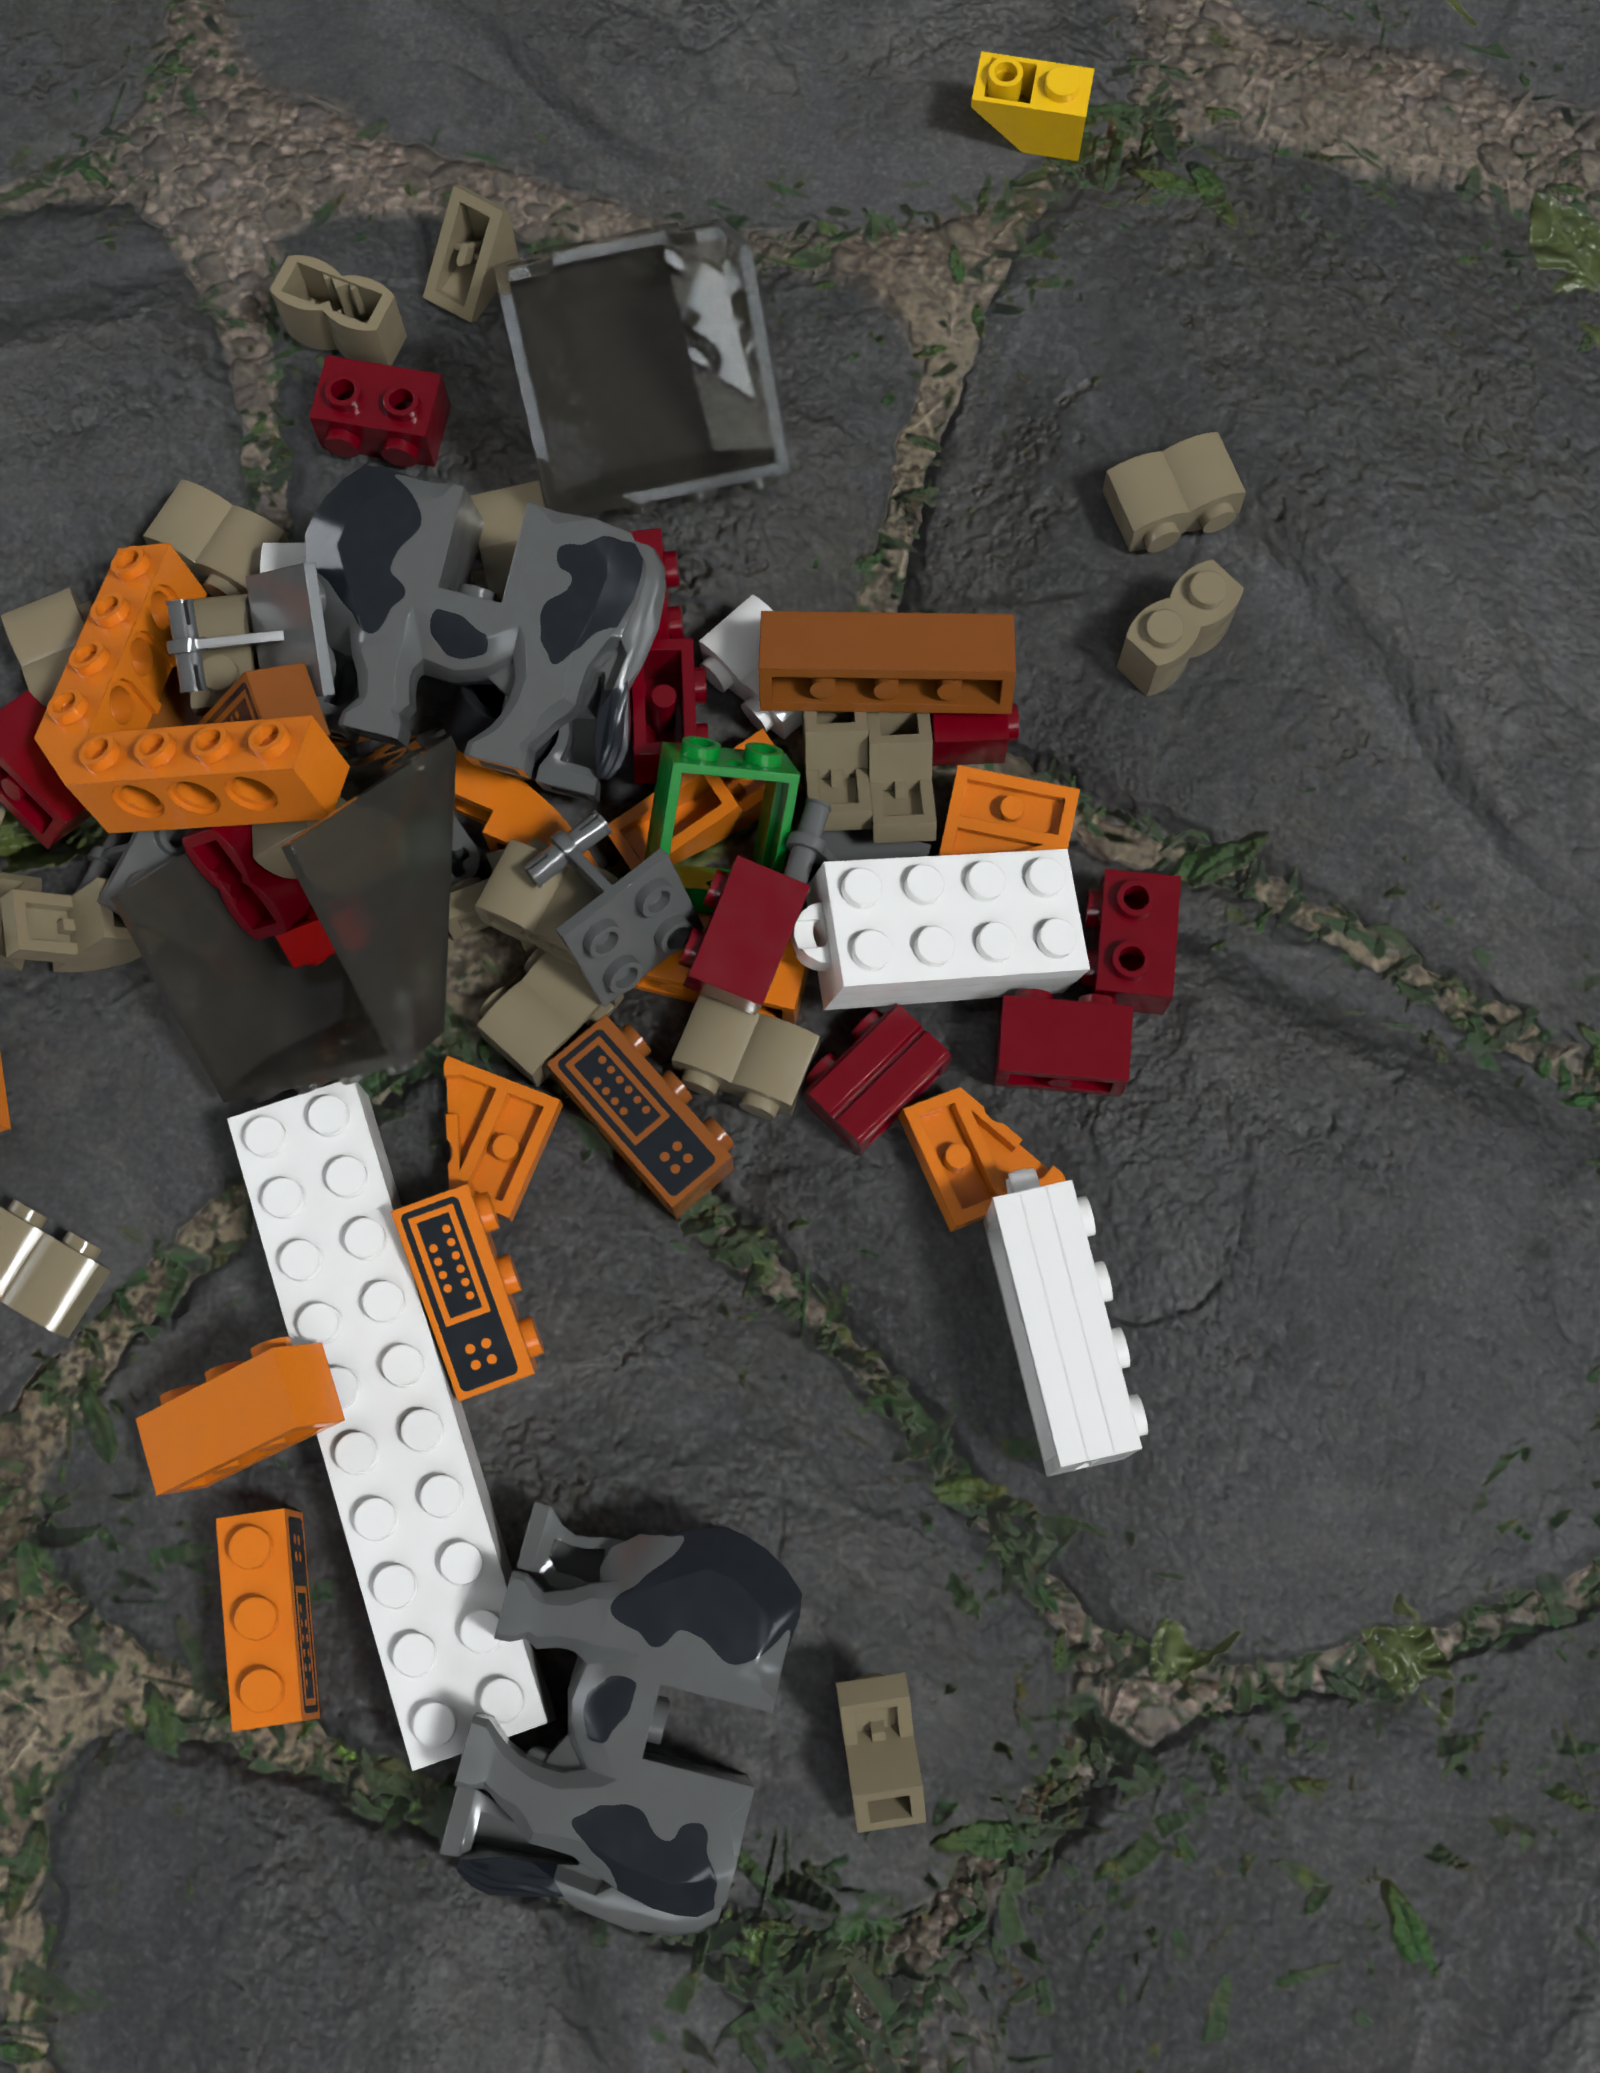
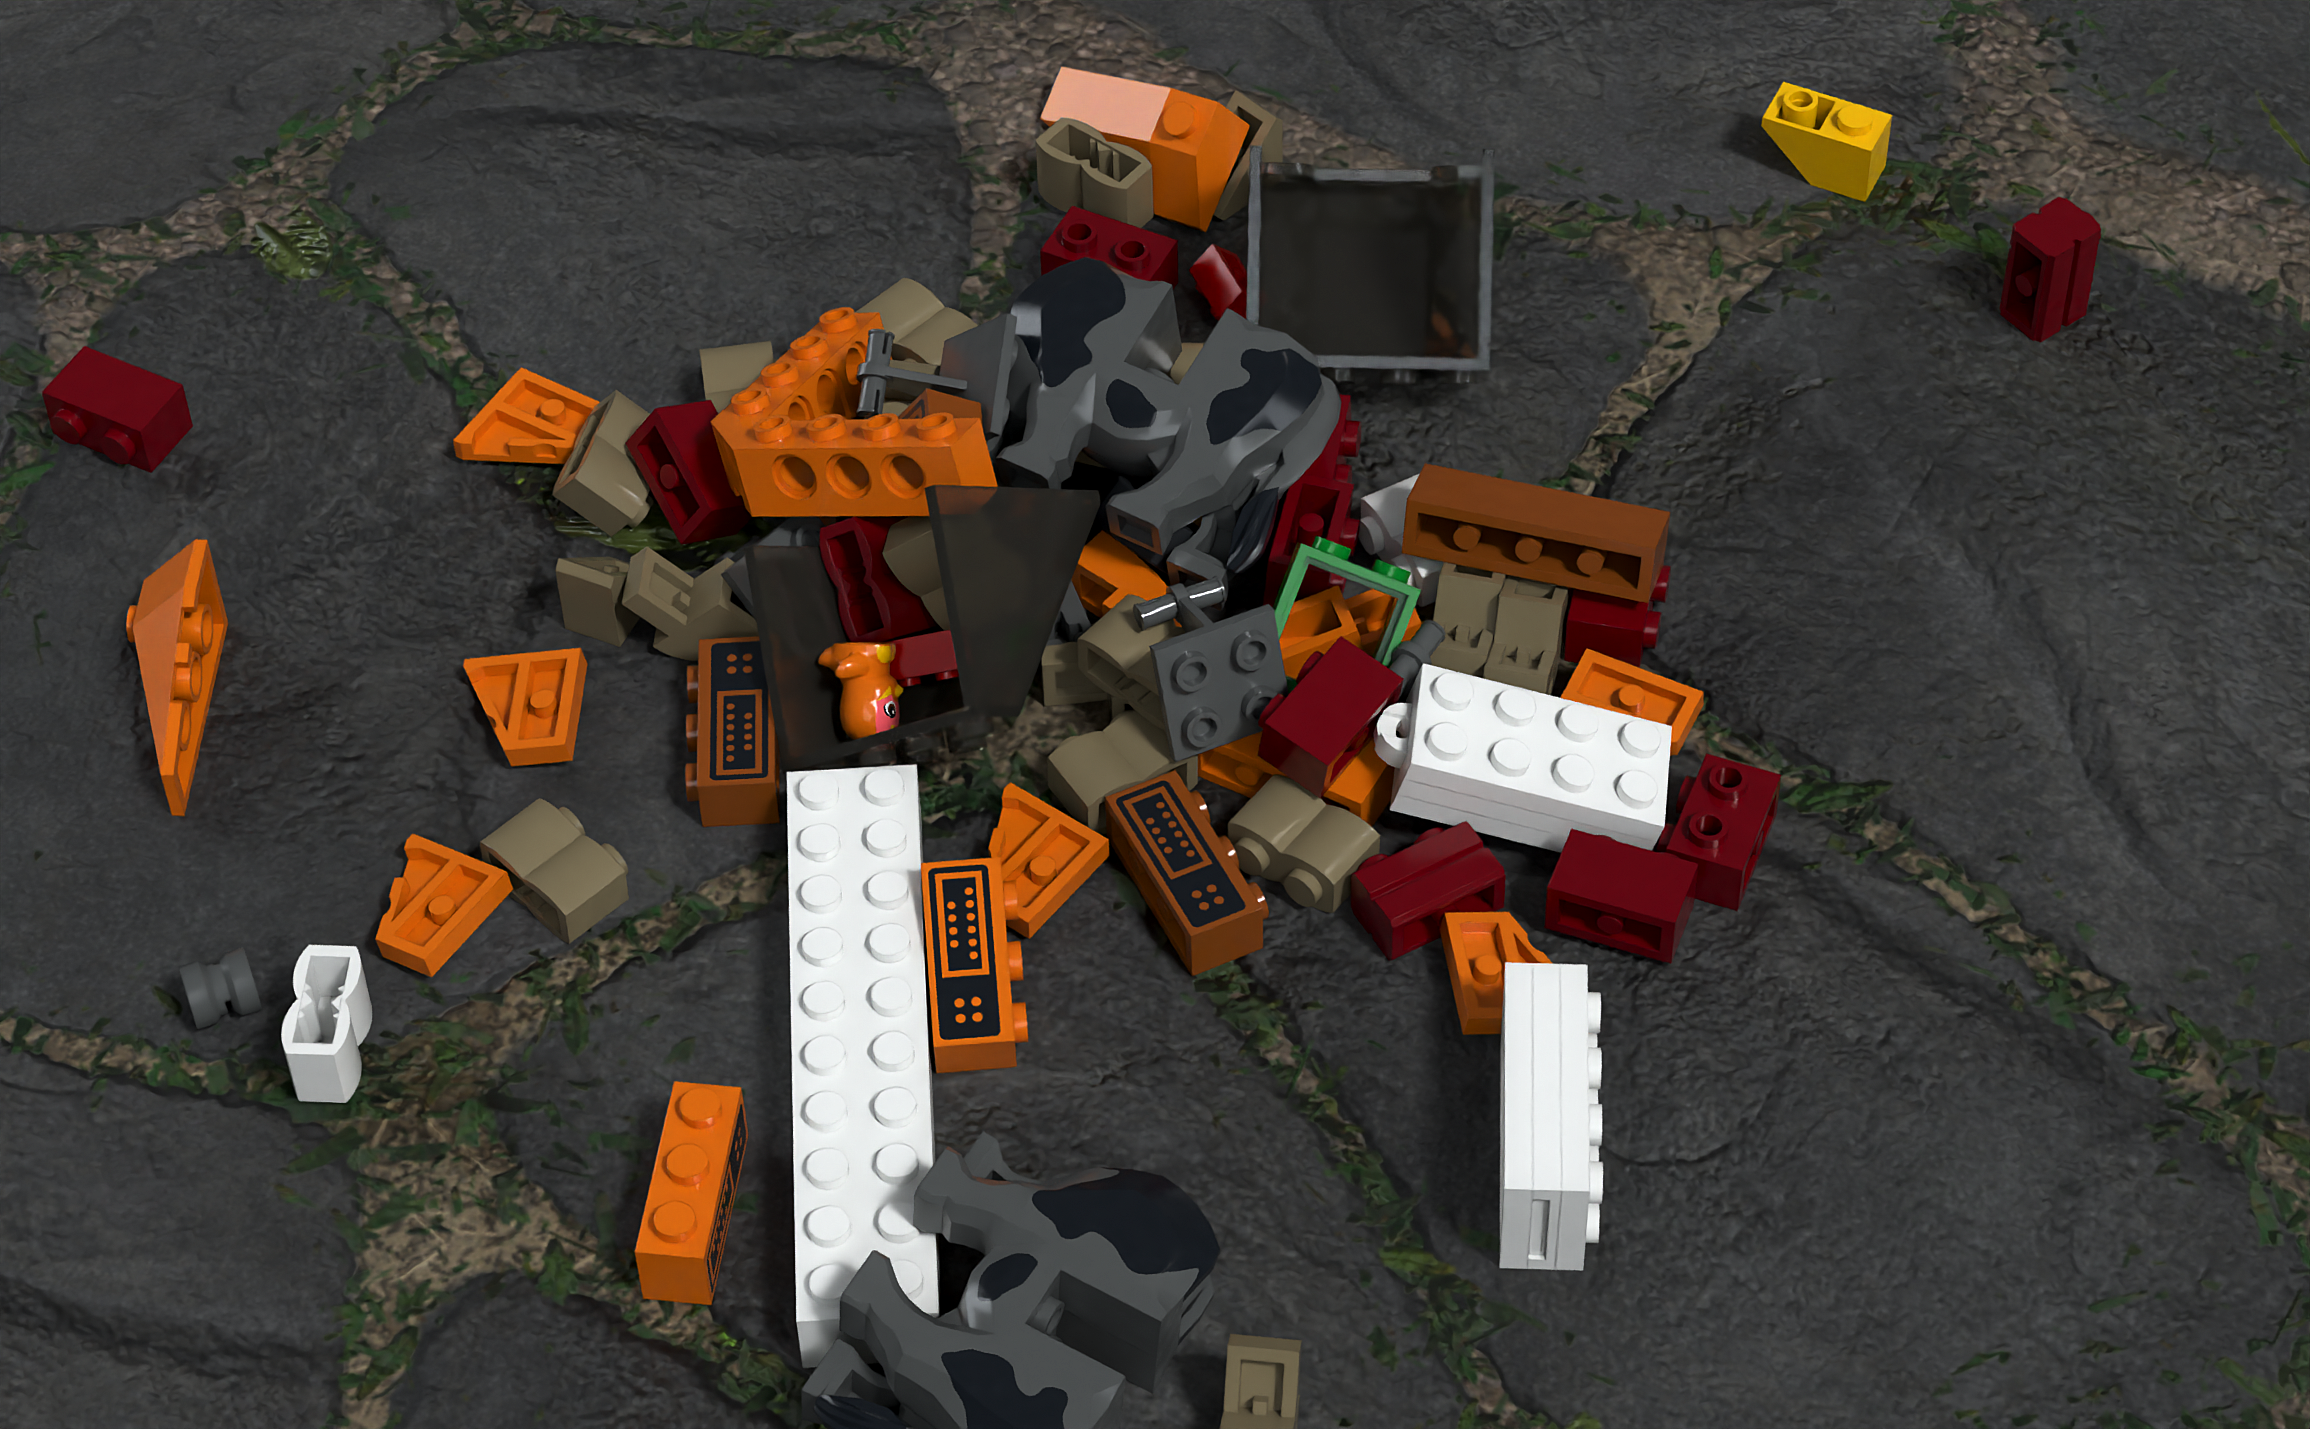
camera: 15 degrees right, 25 degrees down
(166, 1084) = (732, 735): none -> dark orange brick
(239, 1415) = (722, 1007): orange brick -> none
(282, 993) = (869, 691): none -> orange animal
(408, 250) = (1181, 134): none -> orange wedge
(498, 406) = (1221, 280): none -> red piece
(1174, 492) = (1875, 476): dark tan brick -> none
(1179, 627) = (1845, 584): dark tan brick -> none
(1285, 216) = (2050, 269): none -> dark red brick

